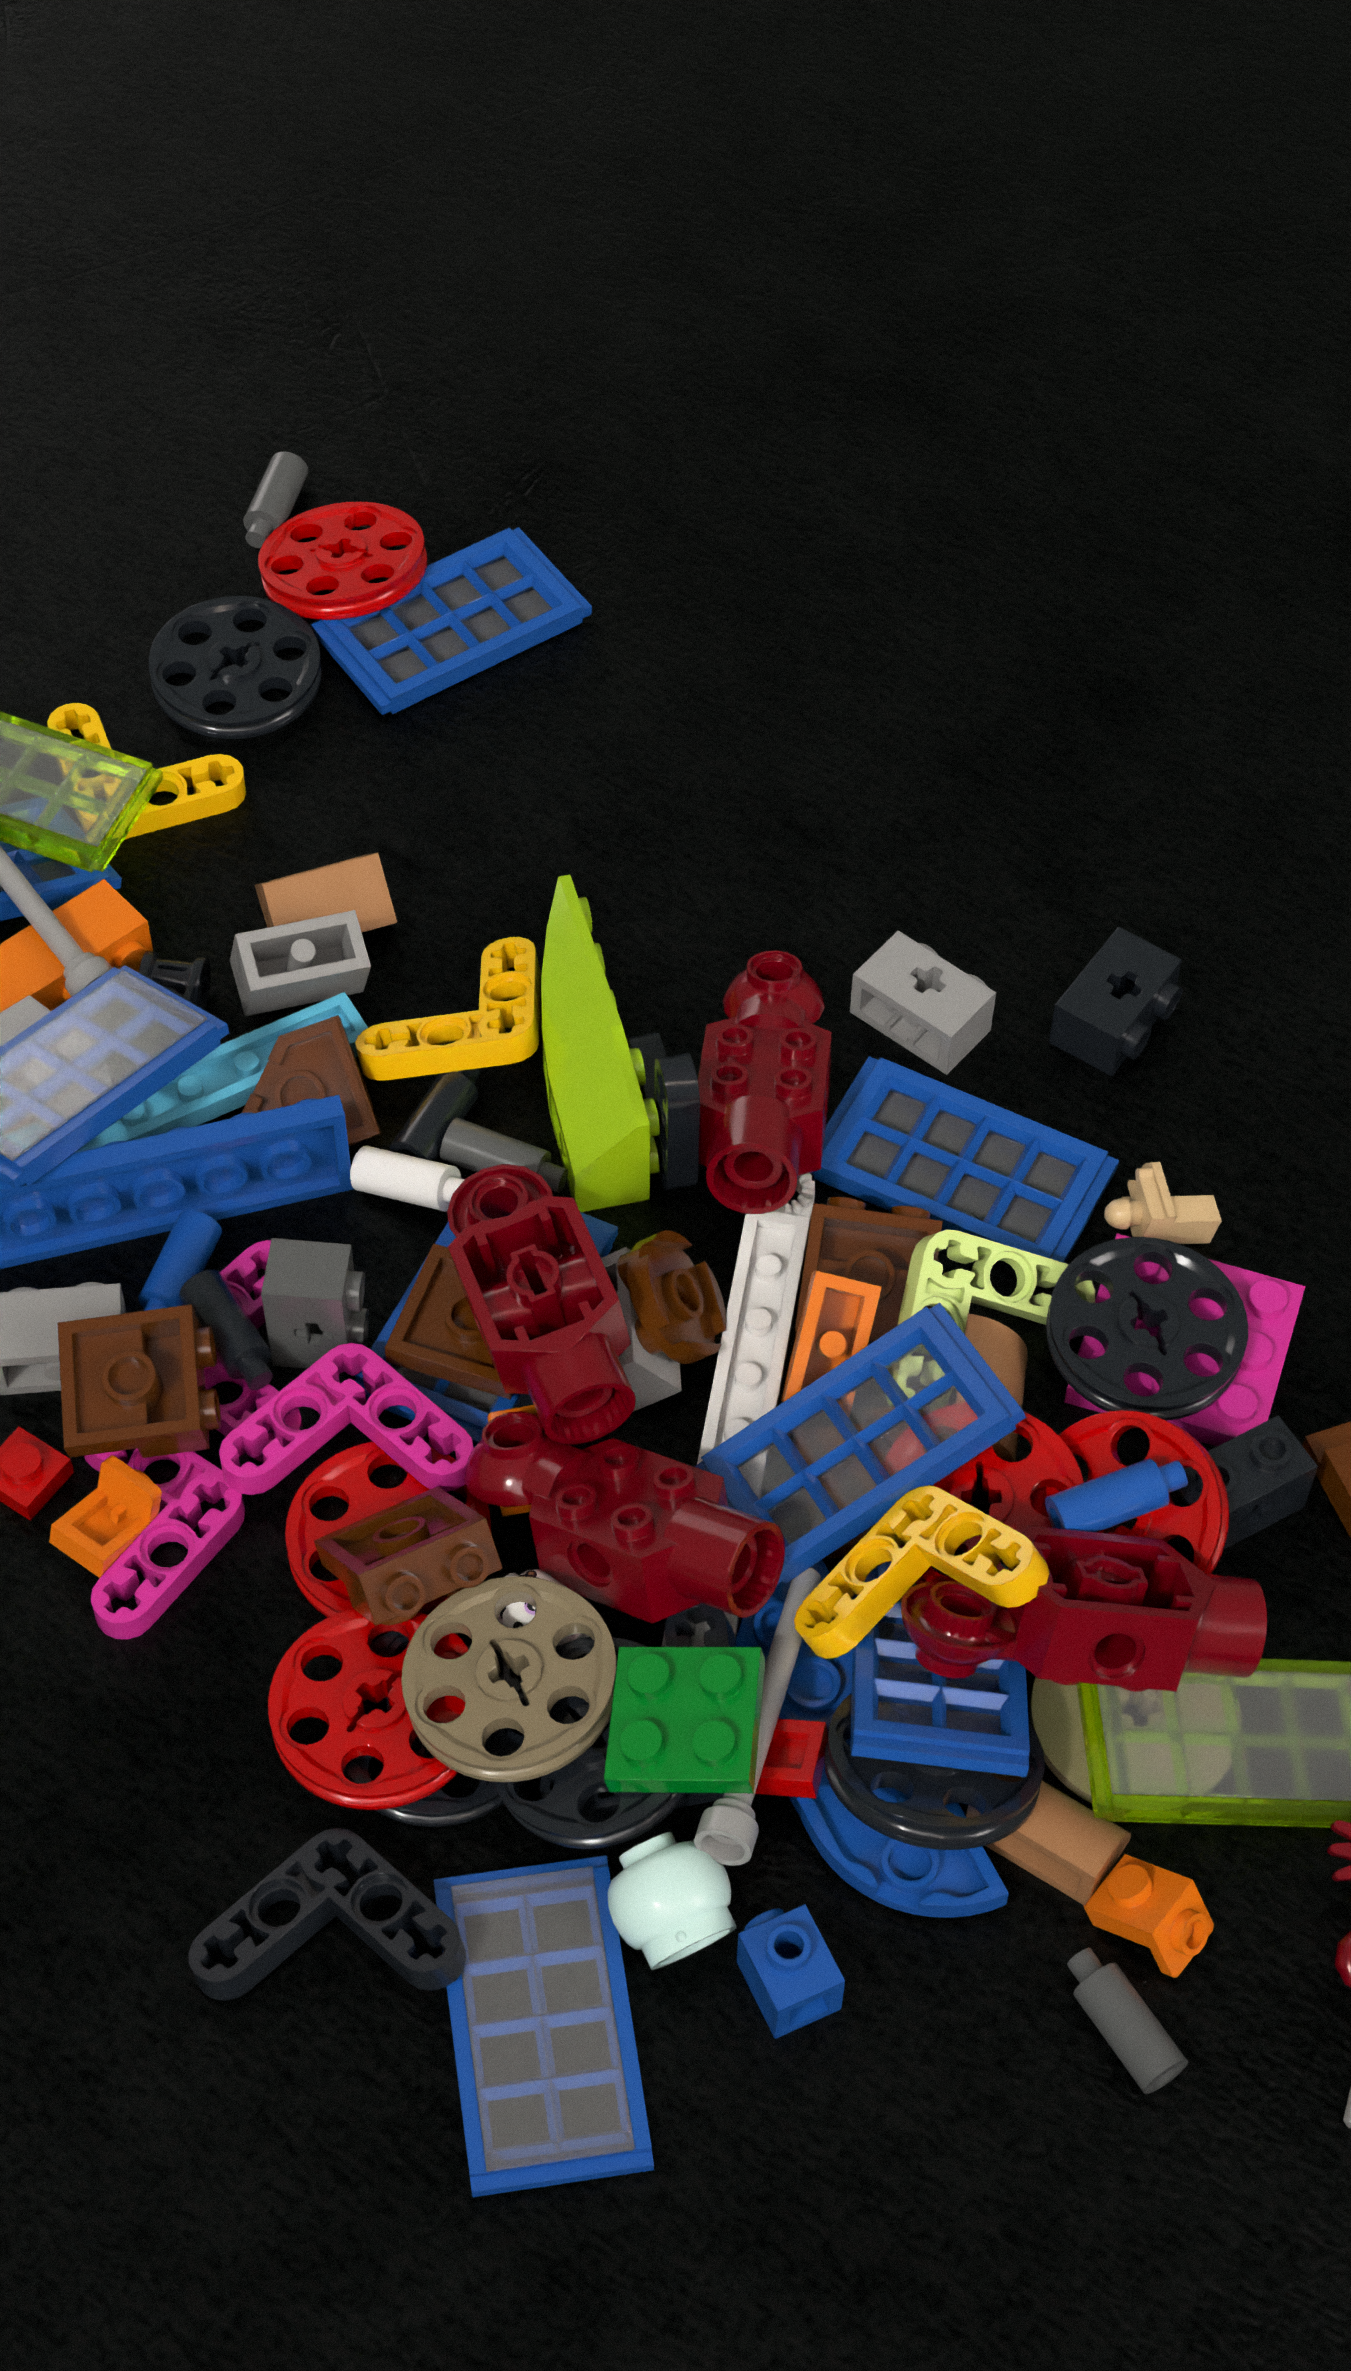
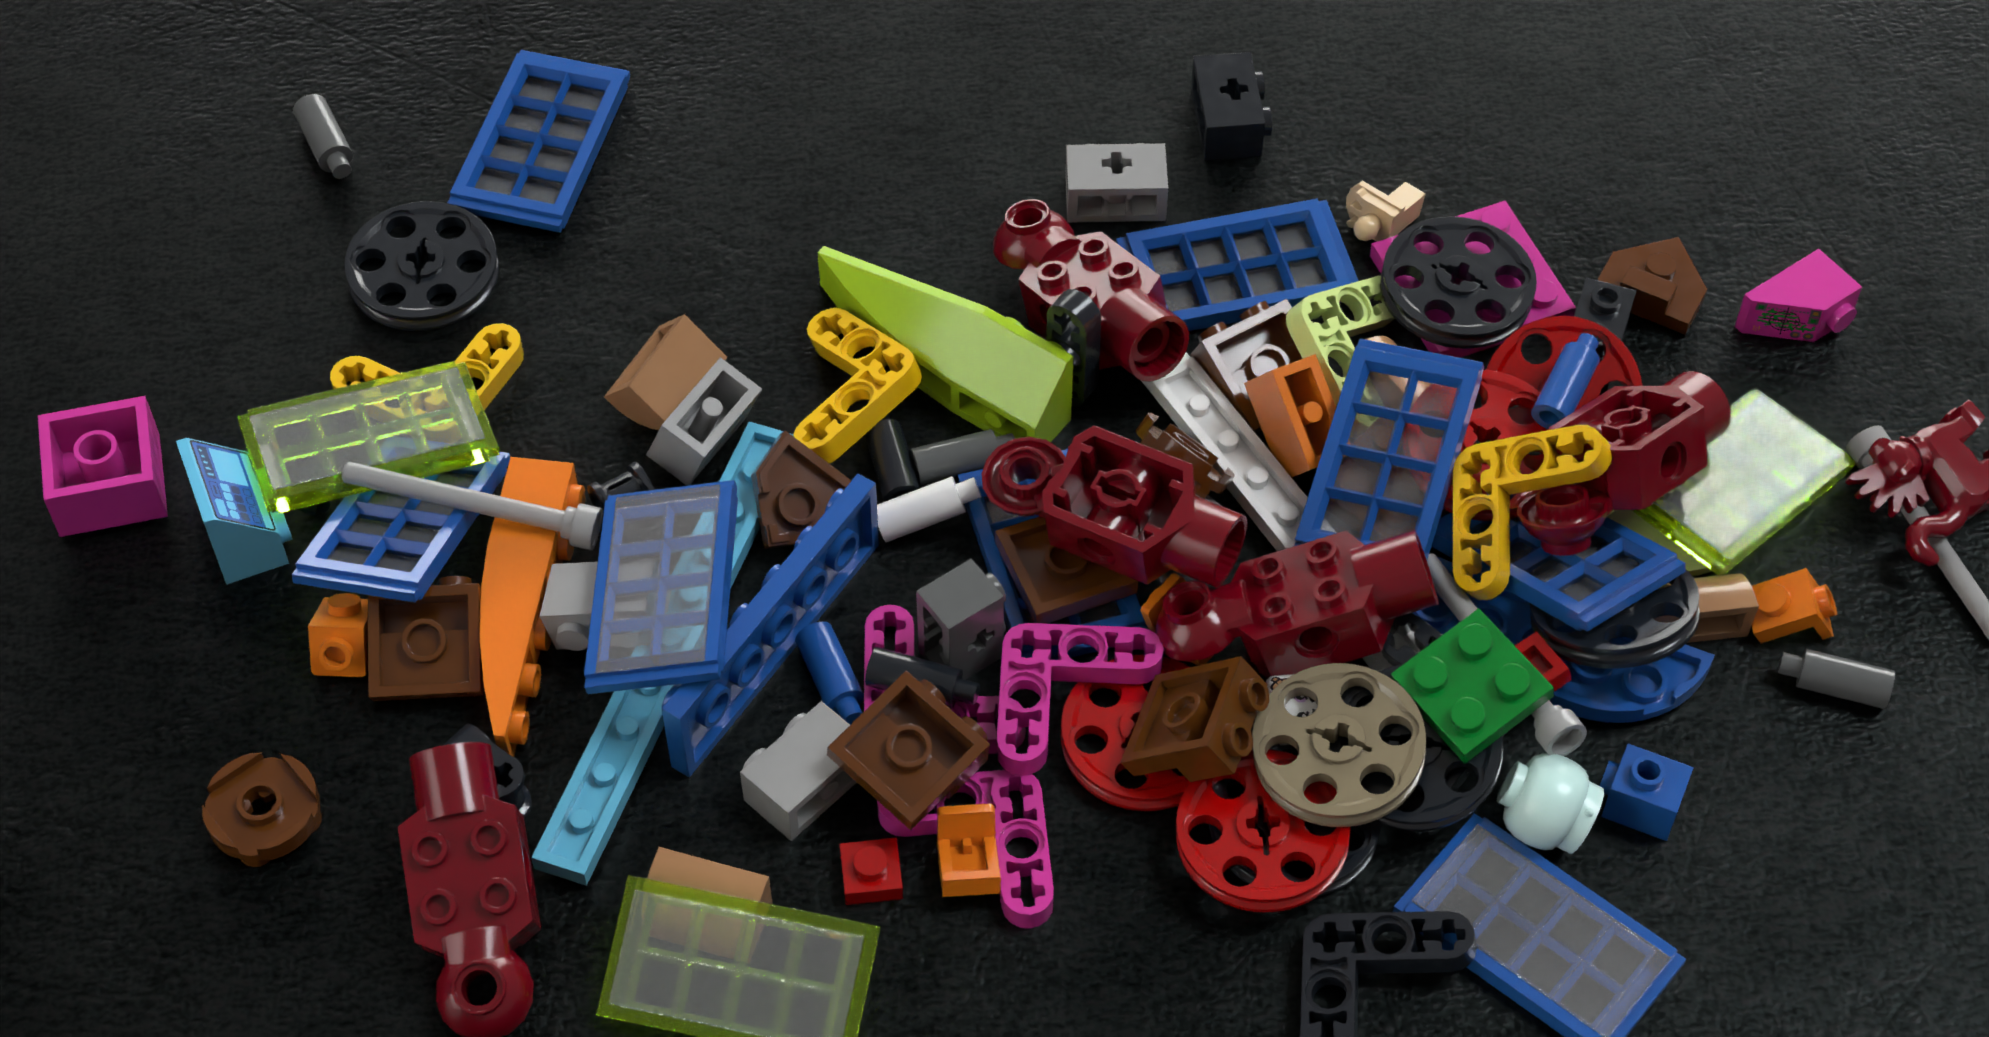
camera: 40 degrees left, 0 degrees up
(343, 560) = (424, 145): red wedge -> none

